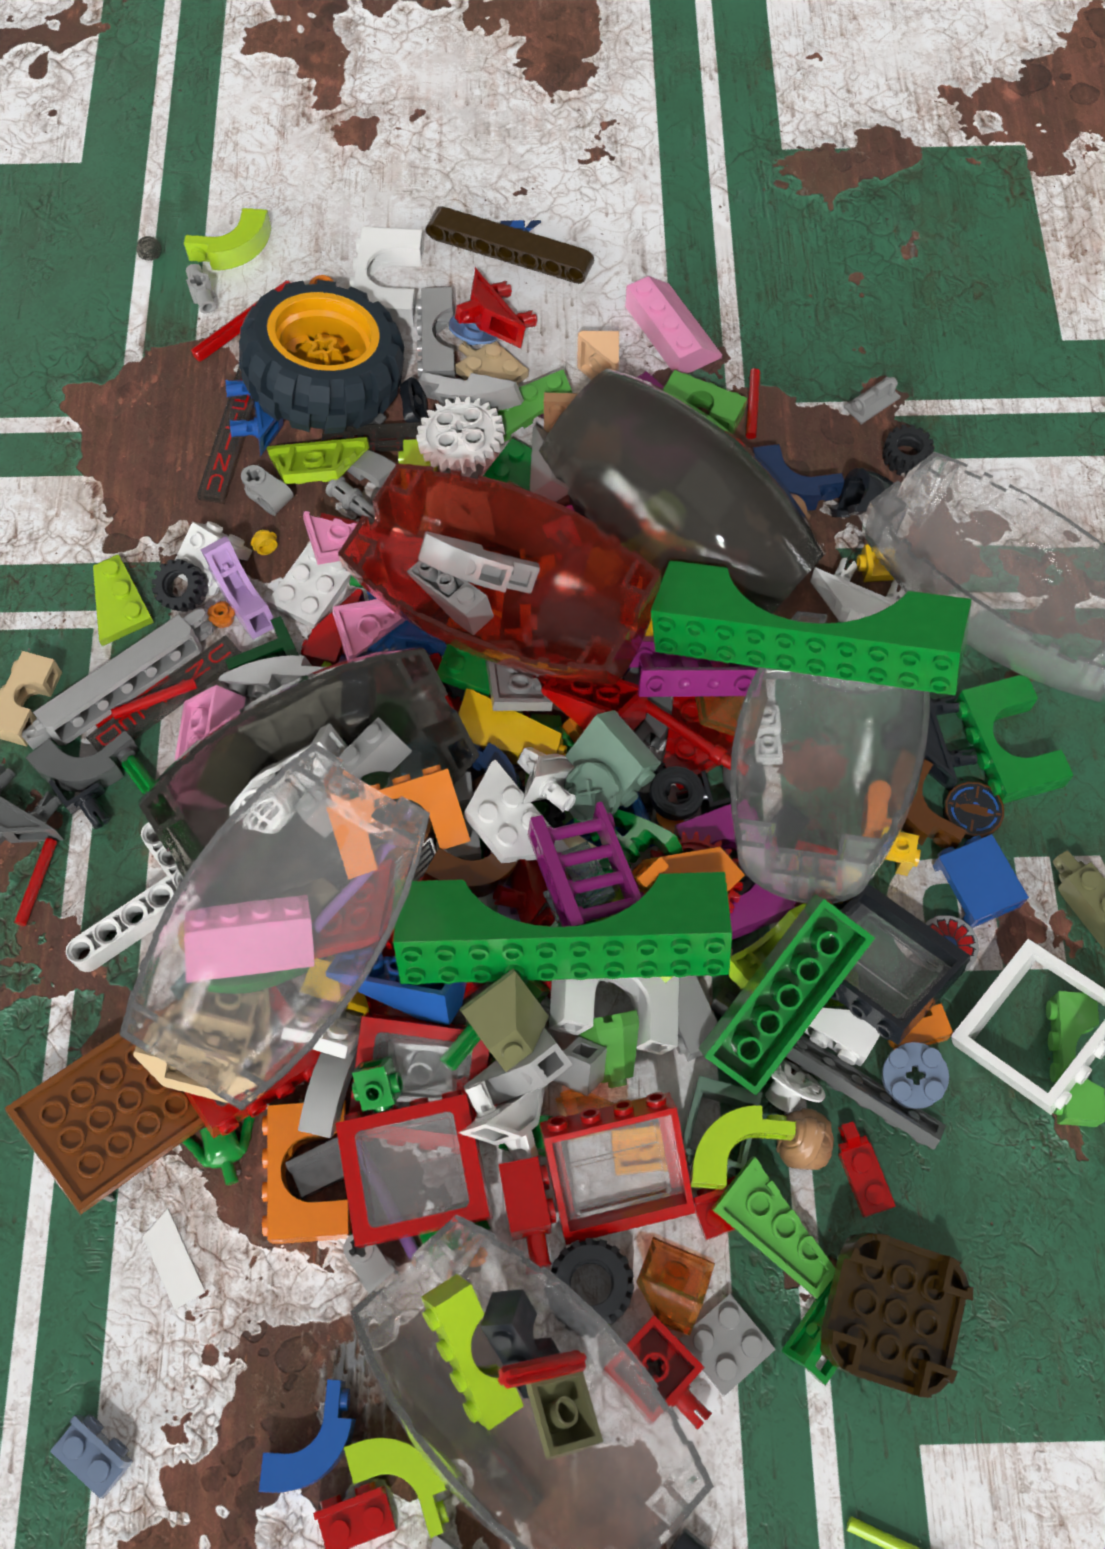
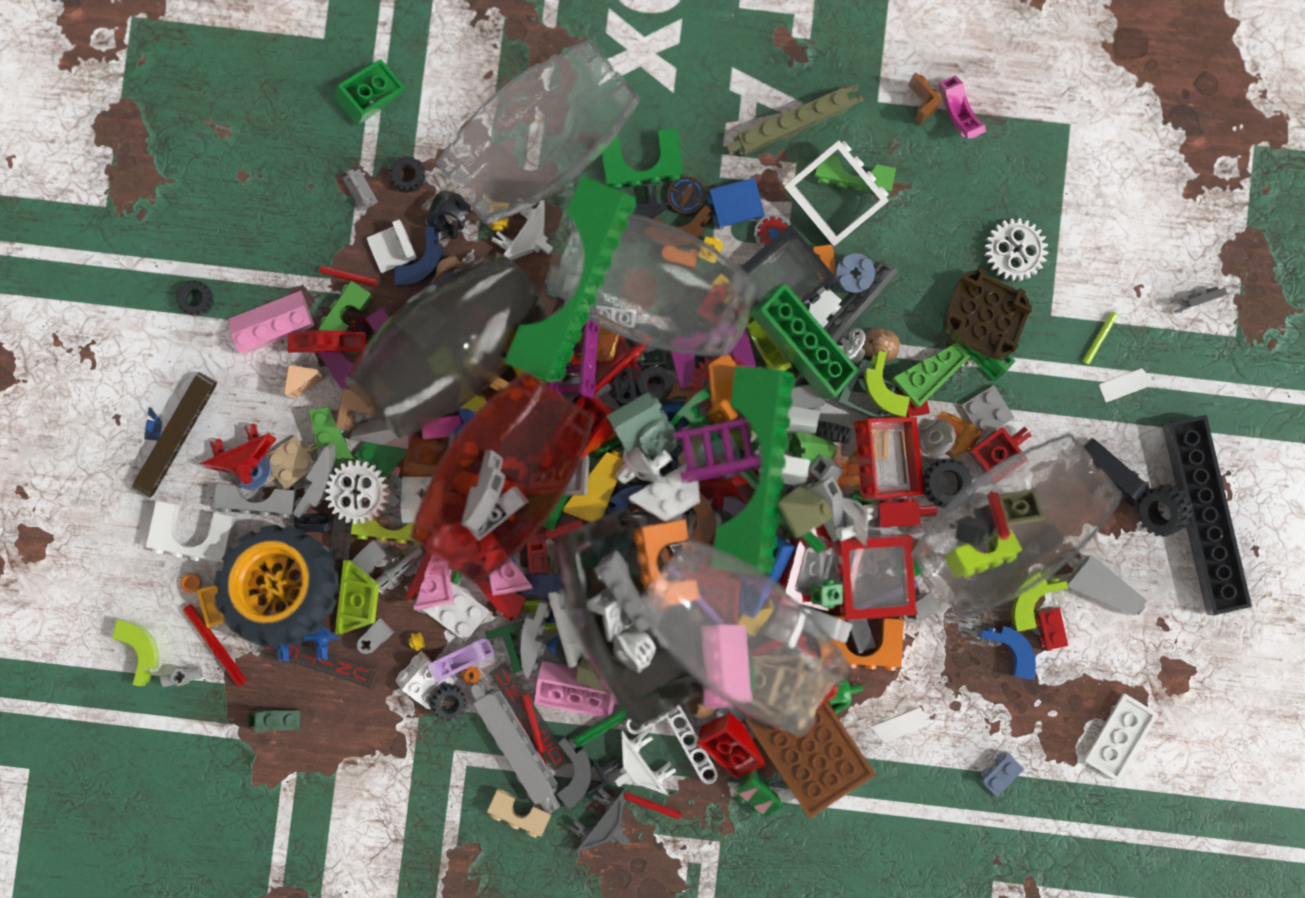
camera: 85 degrees left, 20 degrees up
(52, 1032) = (759, 795): none -> green slope
(90, 850) = (635, 767): none -> white connector
(110, 987) = (730, 745): none -> red slope
(117, 601) = (448, 747): lime wing -> none
(146, 388) = (273, 720): none -> dark green bracket
(148, 248) = (127, 715): clear smoke plate -> none
(647, 1071) = (834, 432): none -> black tyre
(657, 363) = (326, 341): none -> red connector
(665, 750) = (625, 387): none -> black plate
(665, 1254) = (937, 438): none -> light grey tile
(687, 233) = (187, 288): none -> black tyre
(806, 445) = (391, 247): none -> white bracket
(863, 1172) = (903, 314): red hinge -> none
(1007, 390) = (368, 91): none -> green slope
(1045, 1382) = (1030, 239): none -> white gear

